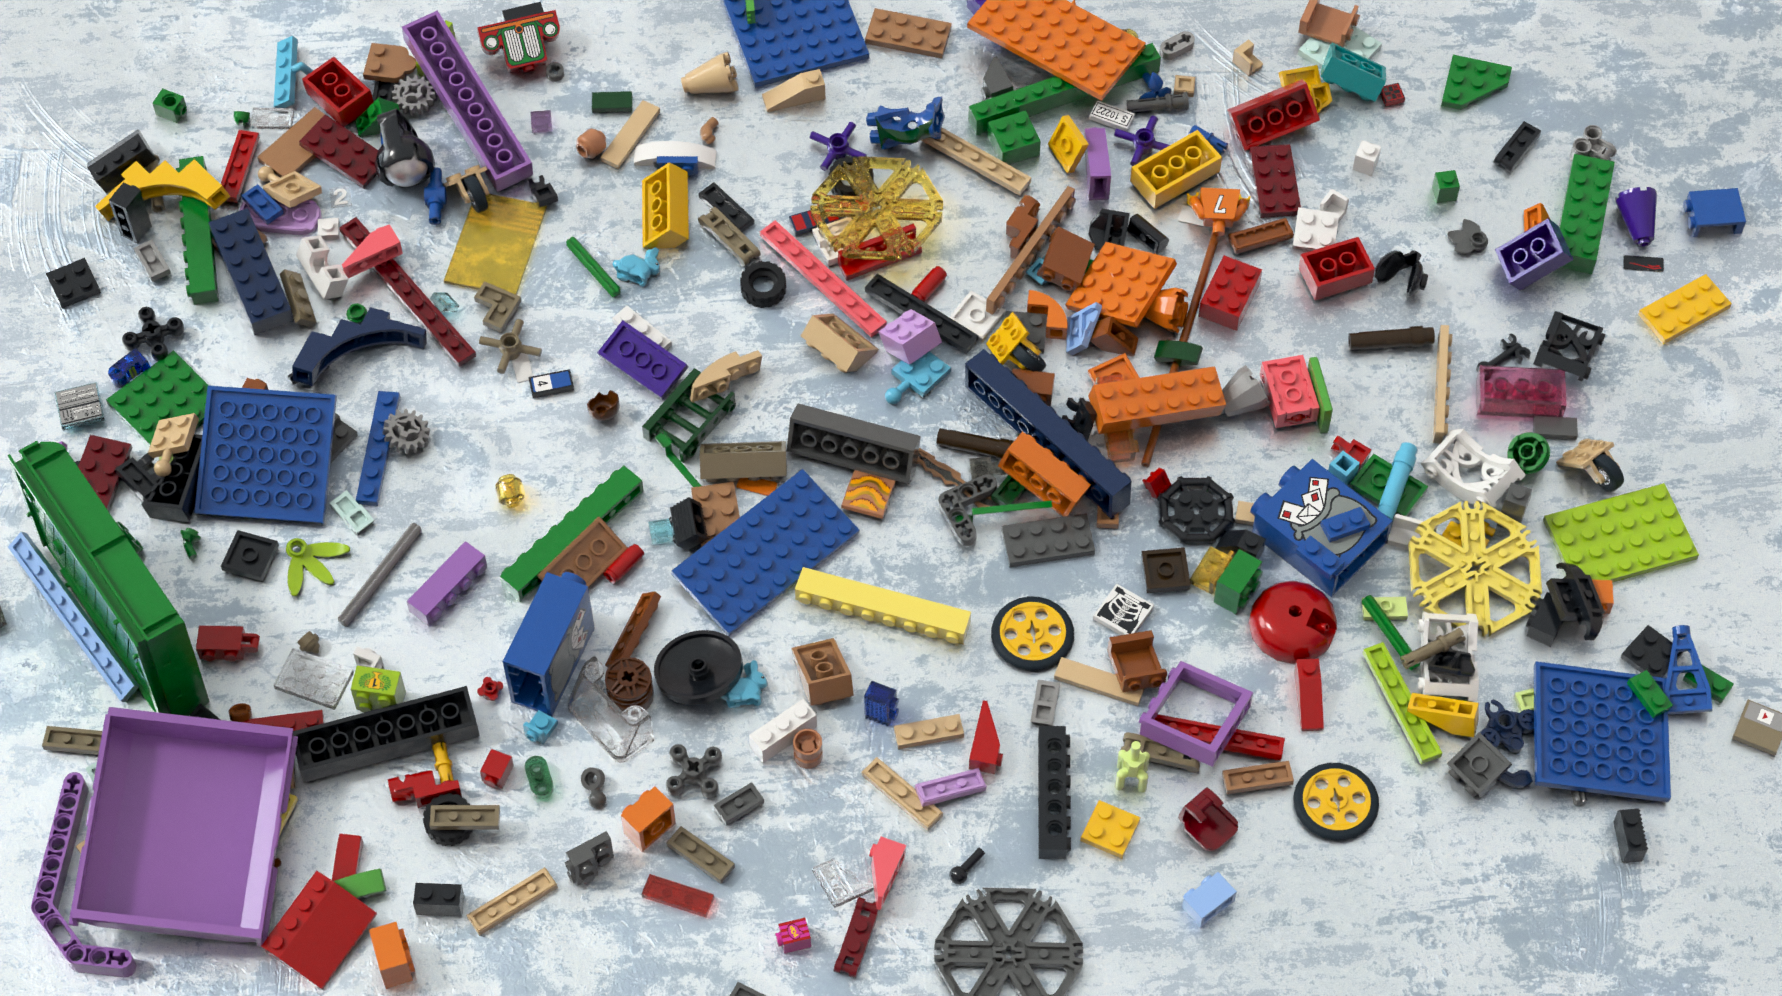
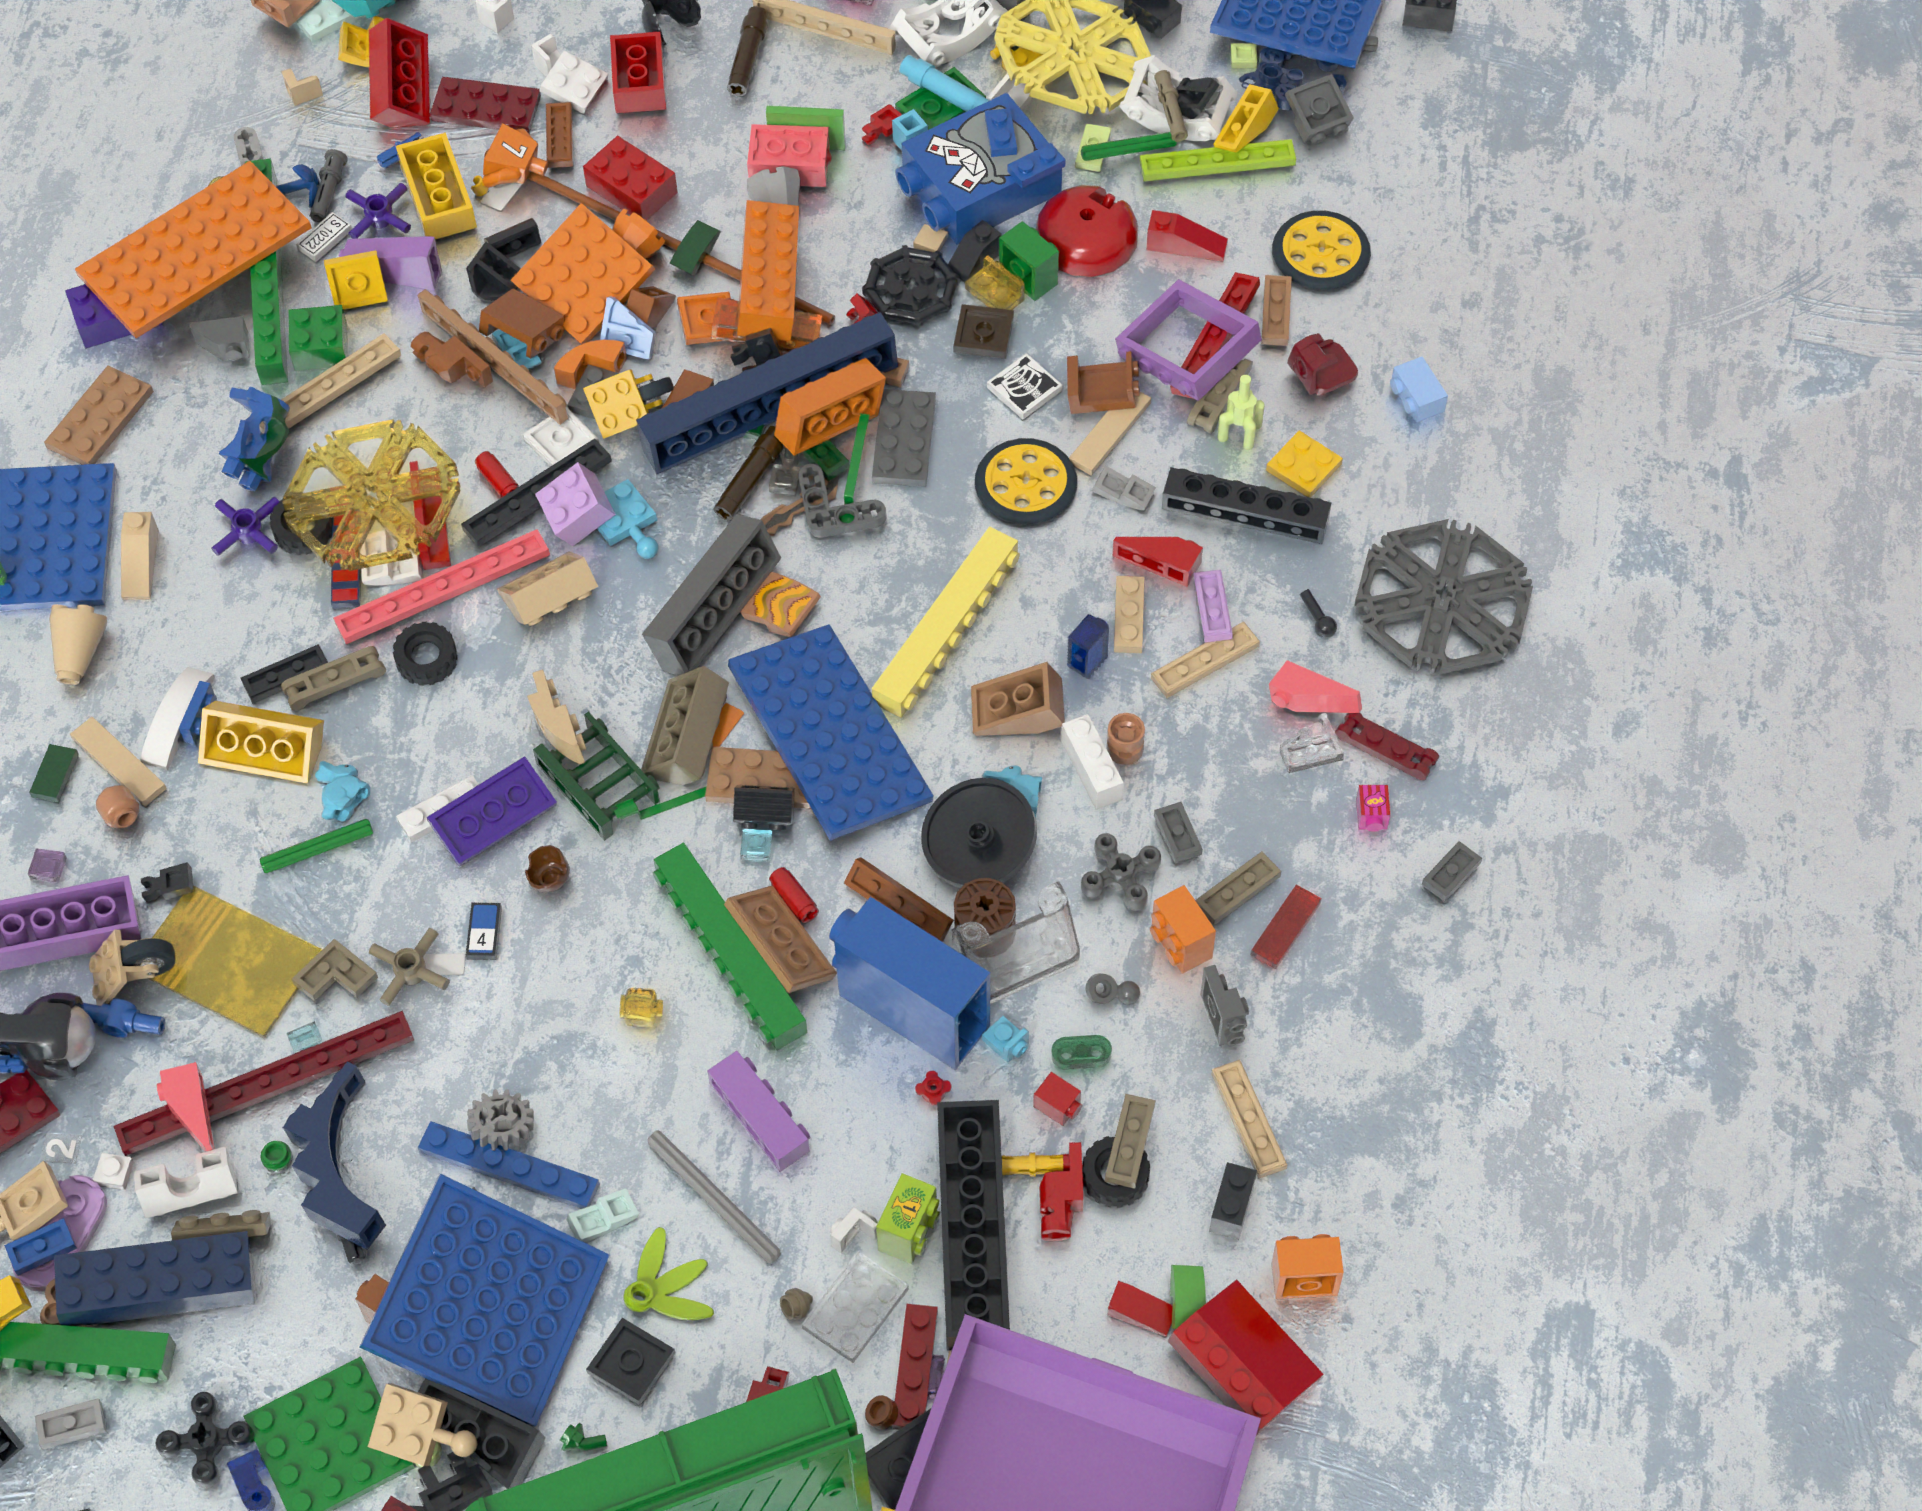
camera: 75 degrees left, 0 degrees up
(706, 130) = (154, 670): medium nougat arm -> none
(1184, 84) = (310, 155): tan tile -> none

